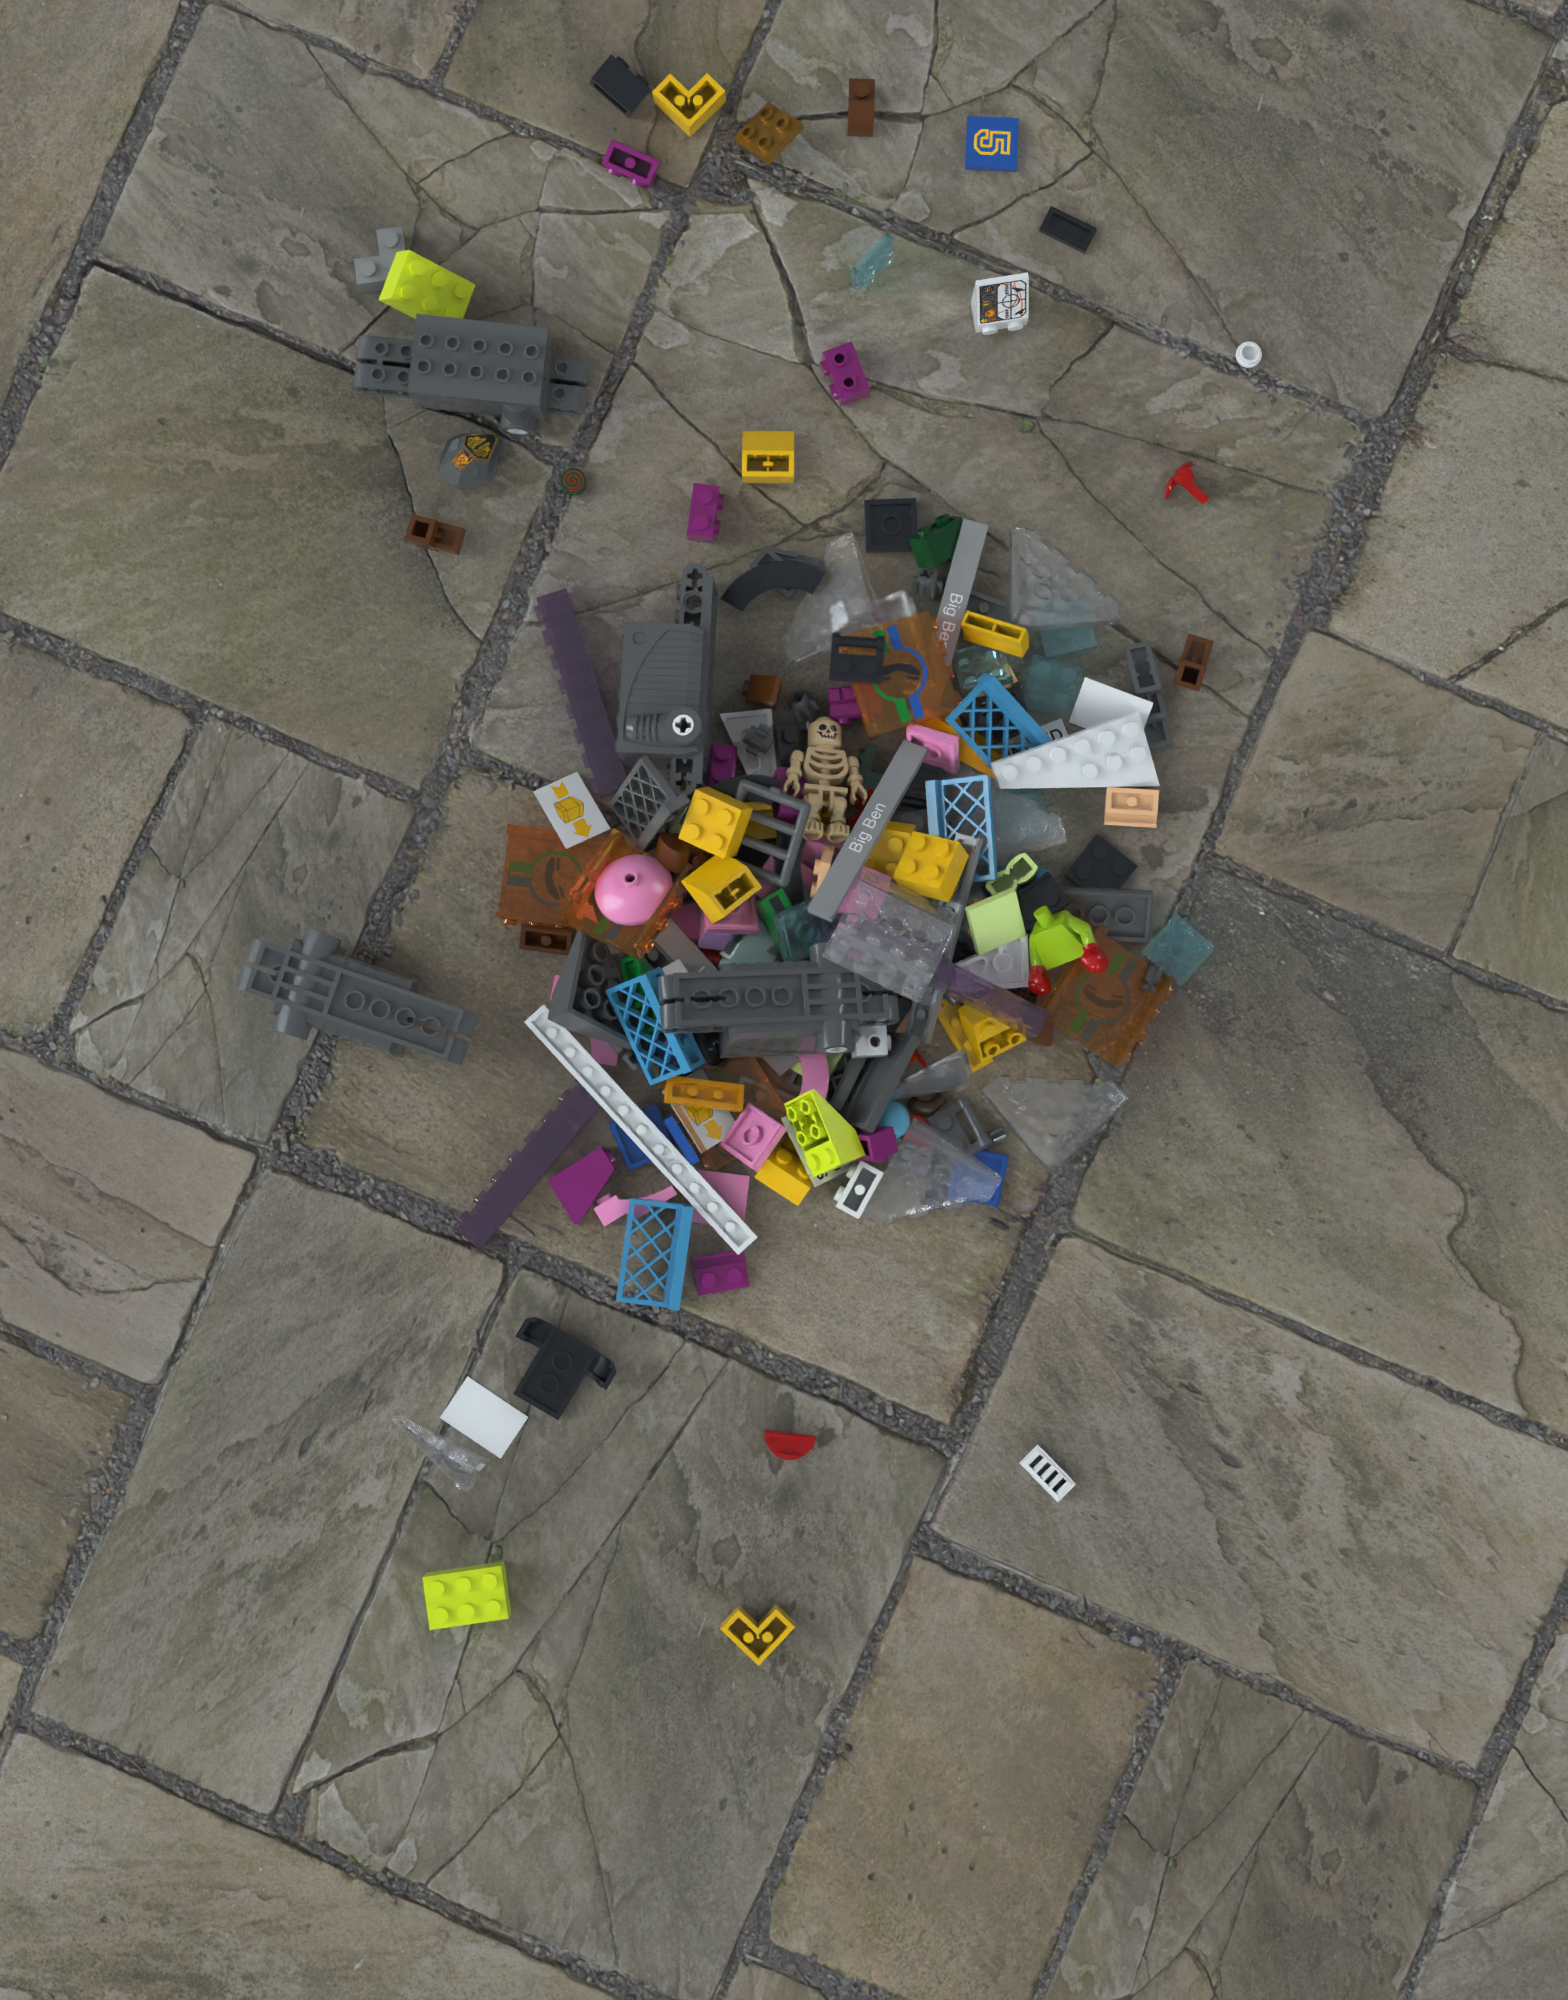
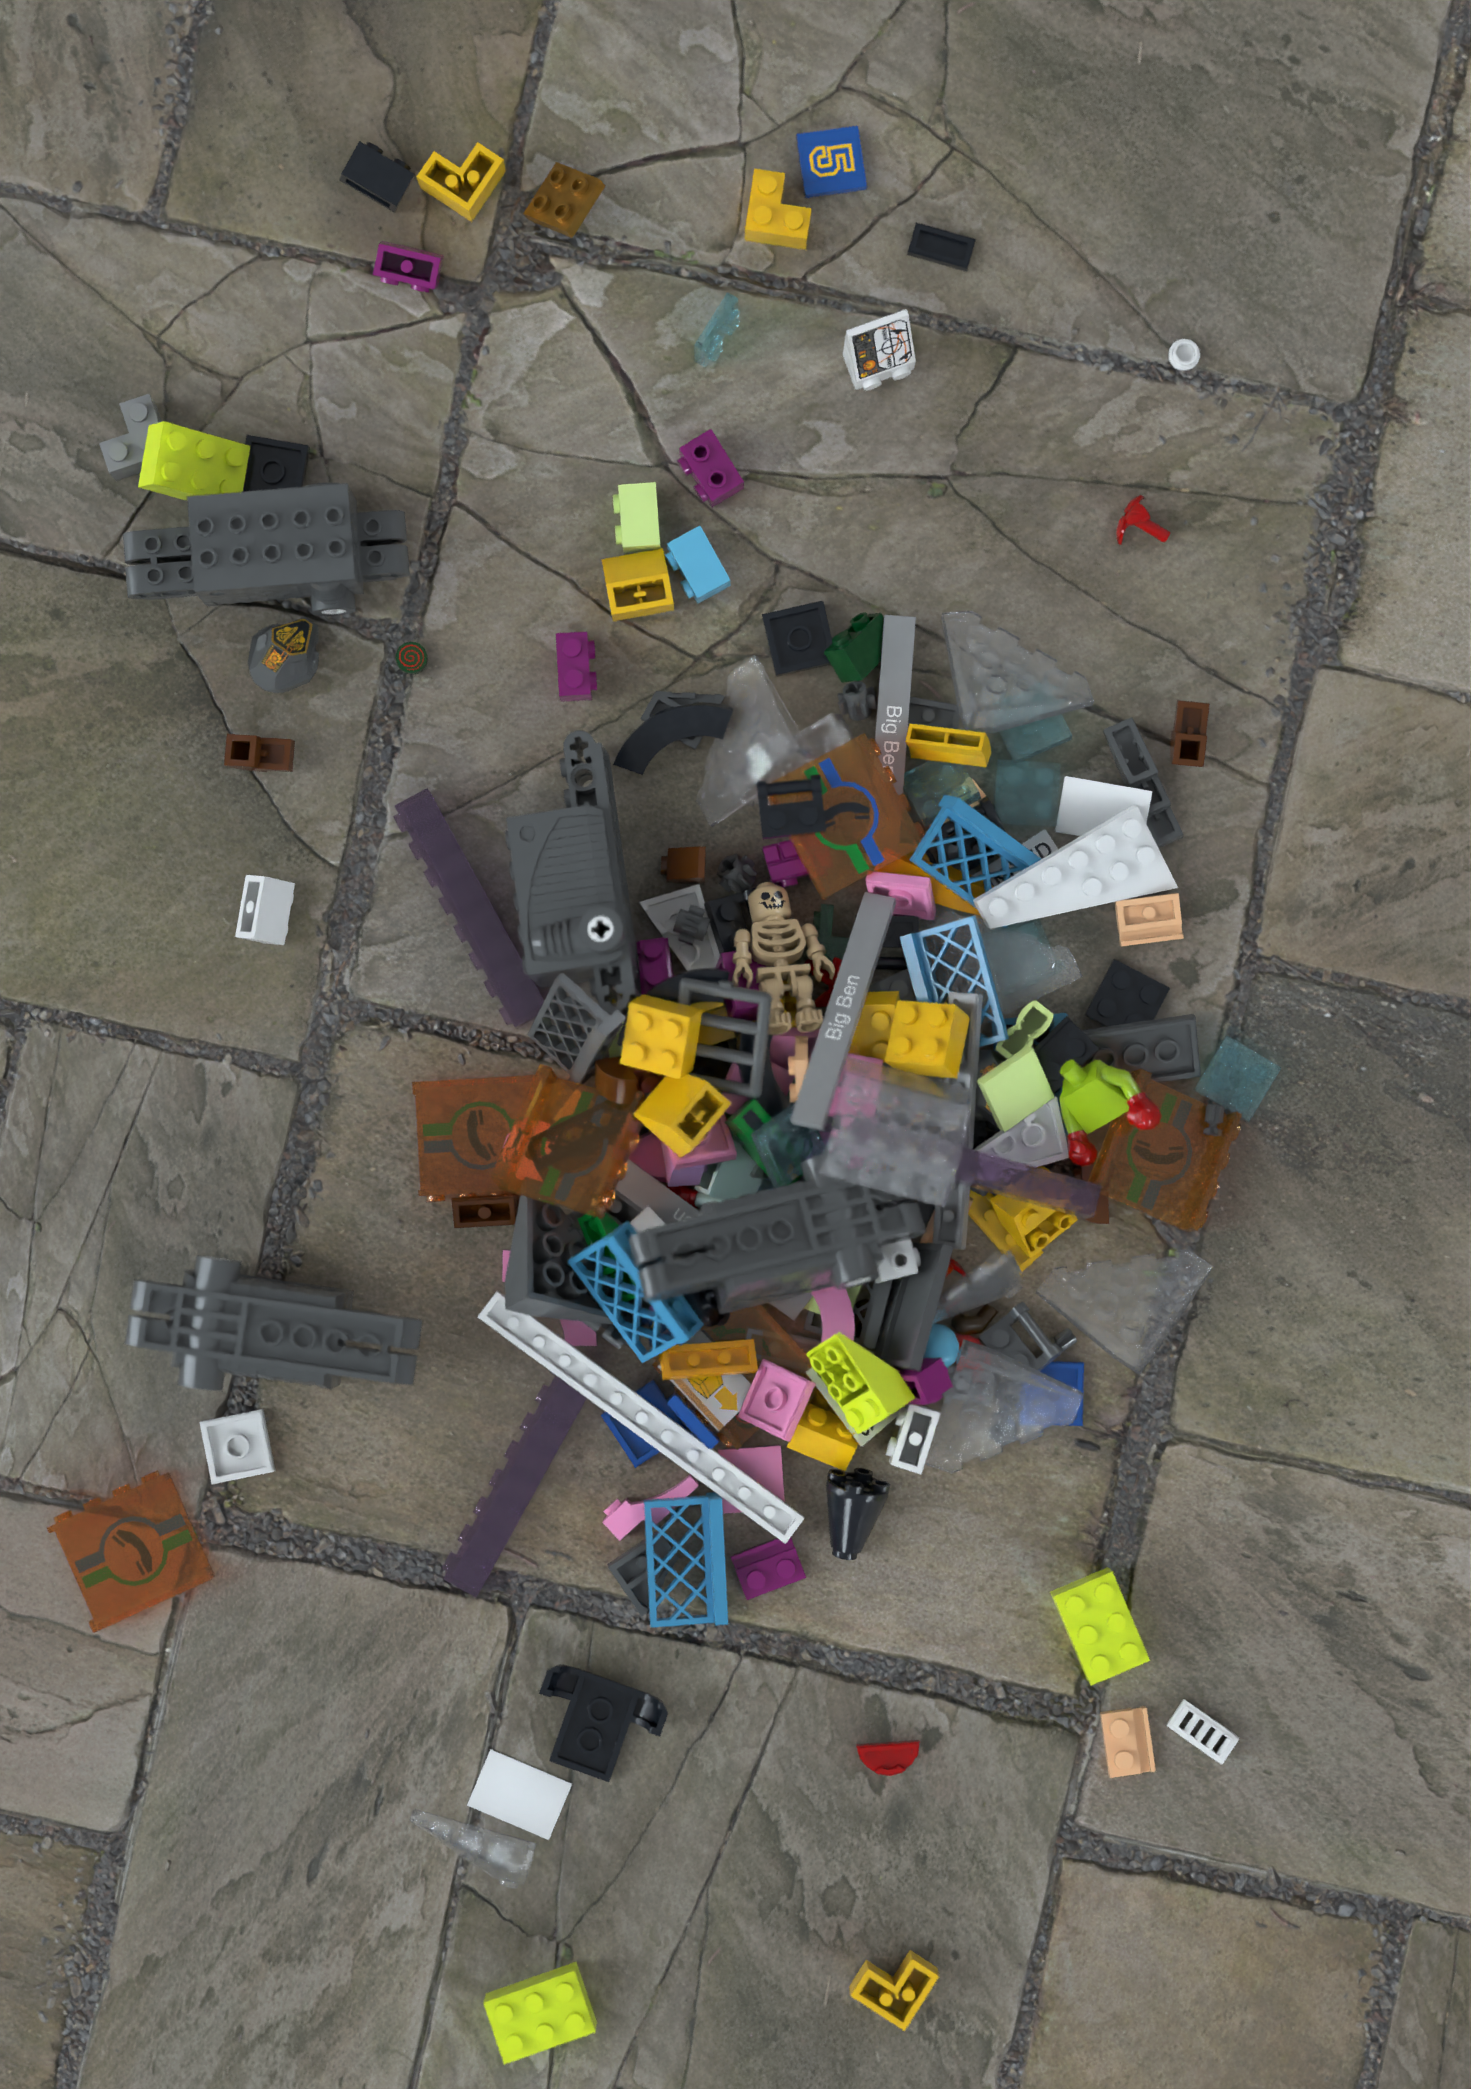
camera: 15 degrees left, 0 degrees up
(209, 1158) = (132, 1549): none -> clear orange panel
(309, 1092) = (237, 1446): none -> white tile
(415, 662) = (265, 910): none -> white brick
(493, 302) = (275, 464): none -> black plate
(571, 810) = (485, 1050): white sticker -> none
(583, 1182) = (583, 1492): magenta slope -> none
(609, 1255) = (631, 1571): none -> dark grey wing
(636, 900) = (586, 1146): bright pink dish -> none
(779, 402) = (638, 517): none -> yellowish green brick
(798, 1238) = (853, 1508): none -> black cone
(819, 449) = (697, 564): none -> medium azure brick
(861, 107) = (668, 148): reddish brown brick -> none
(931, 179) = (769, 219): none -> yellow brick
(980, 1371) = (1099, 1626): none -> neon yellow brick
(985, 1470) = (1127, 1742): none -> light nougat plate

